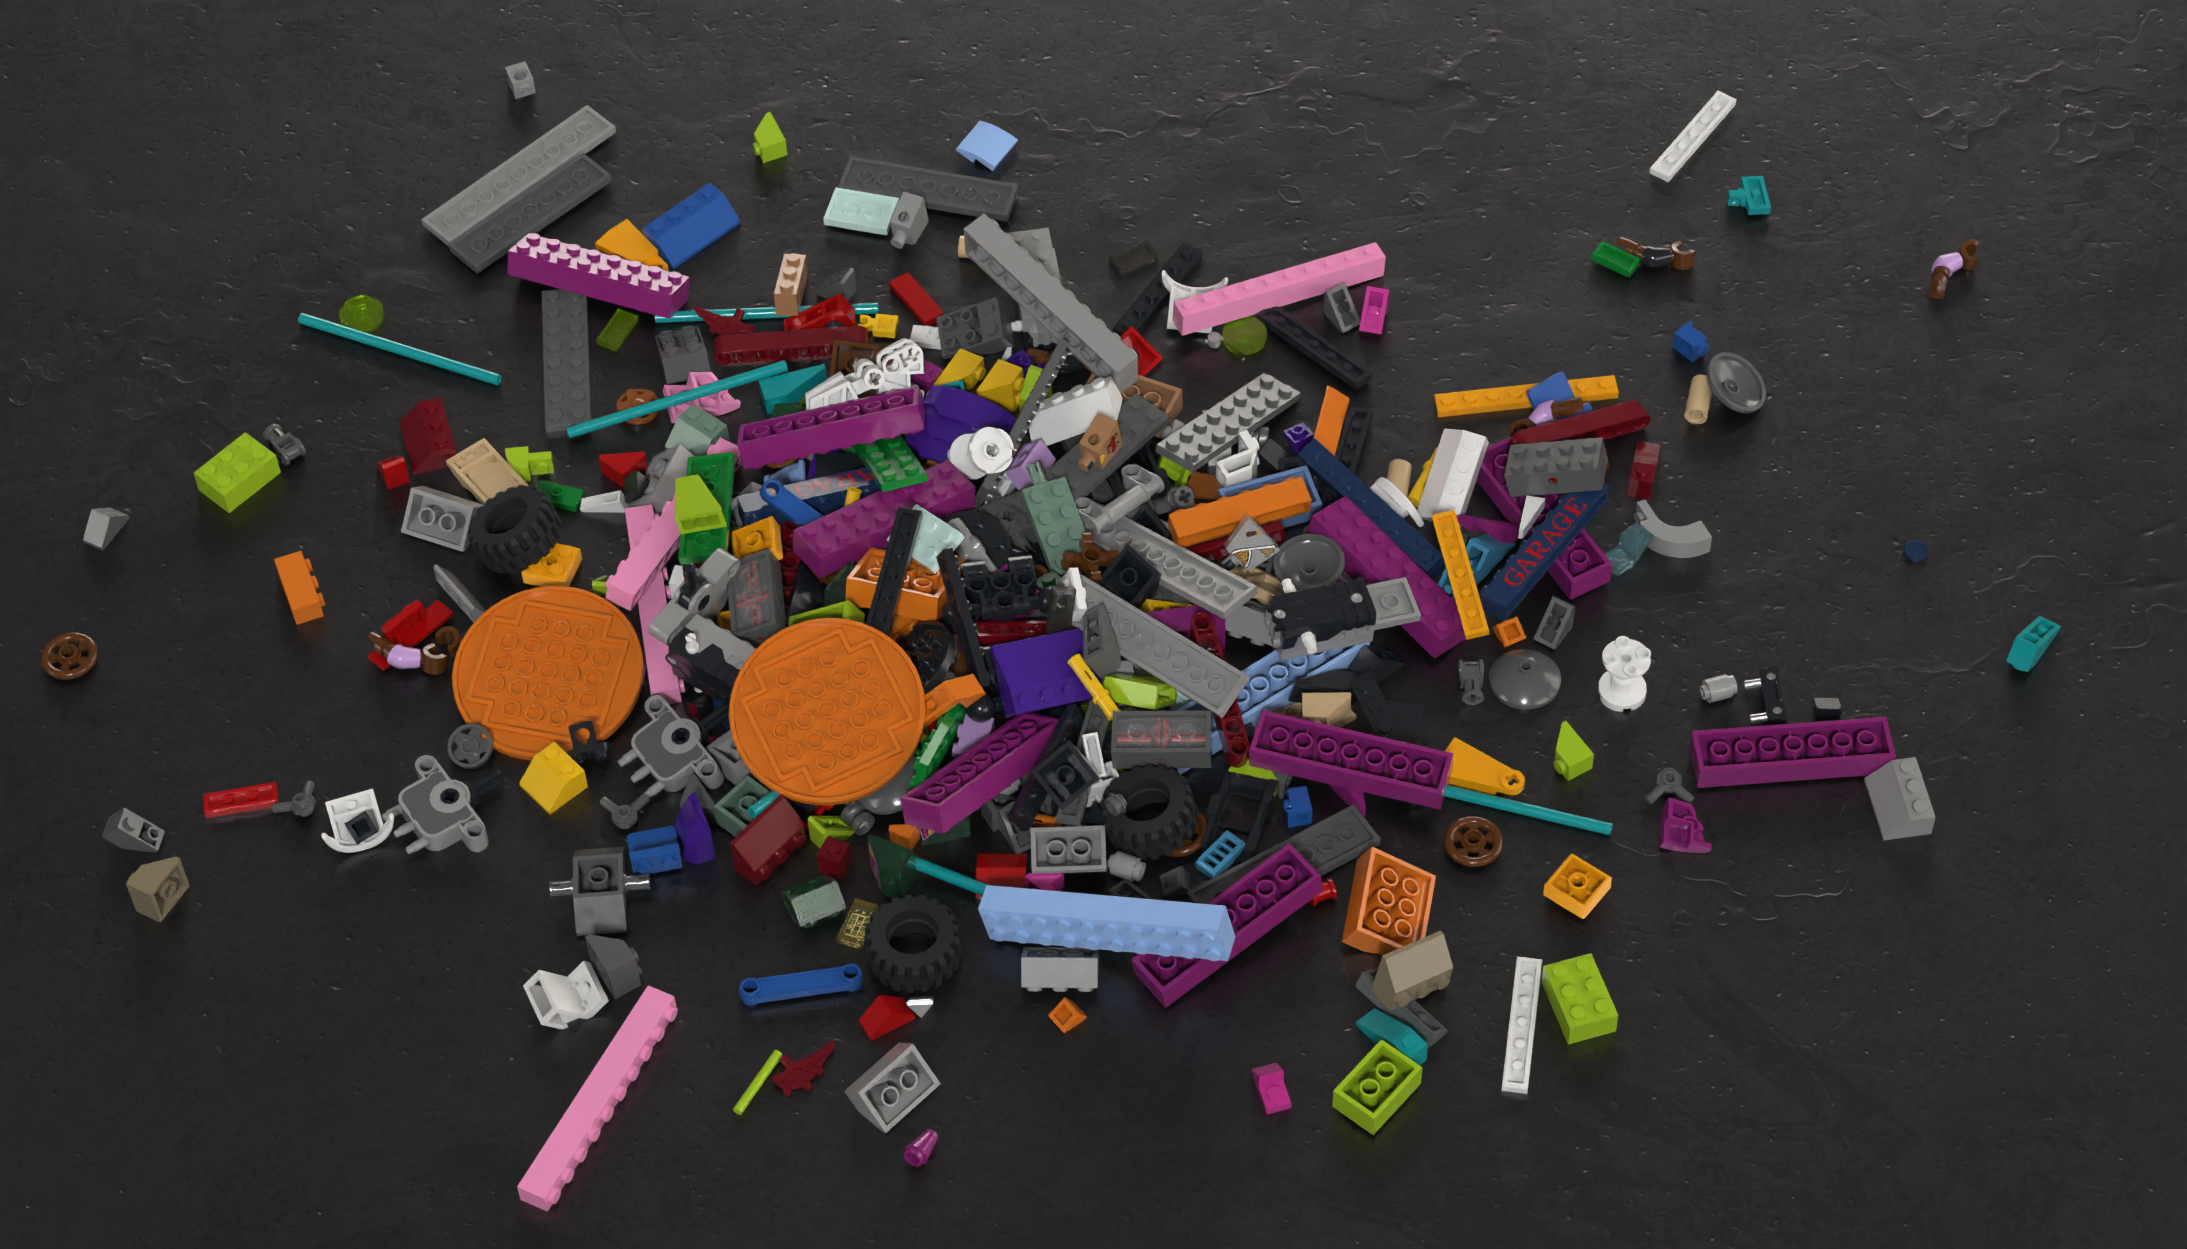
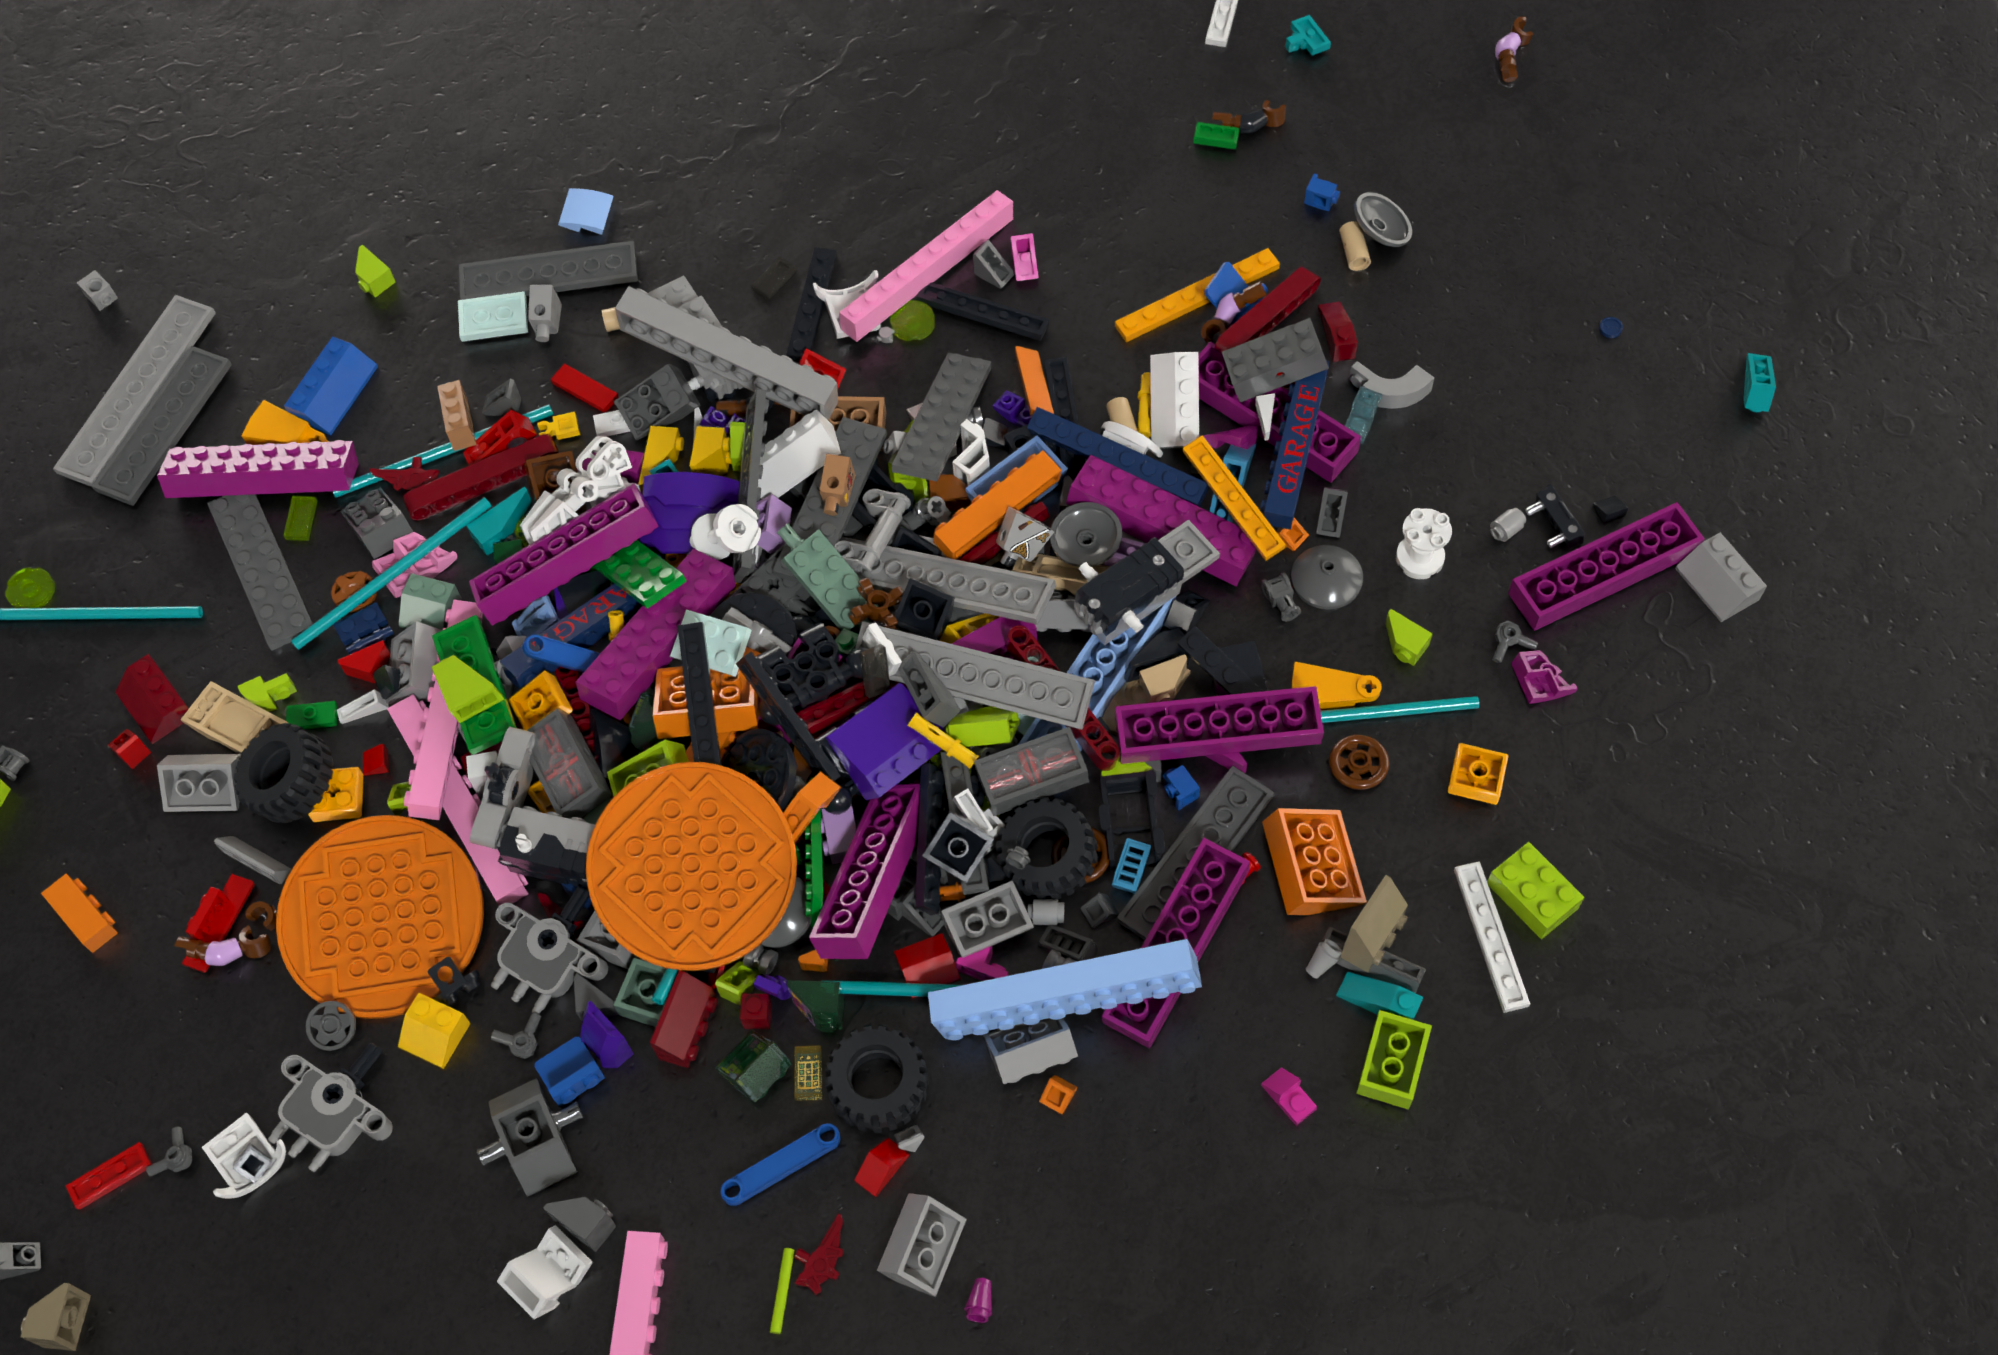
camera: 20 degrees left, 10 degrees up
(597, 550) = (376, 760): none -> red slope
(633, 438) = (362, 624): none -> dark blue plate
(856, 839) = (774, 986): none -> dark purple slope
(1356, 986) = (1324, 957): none -> light grey cone

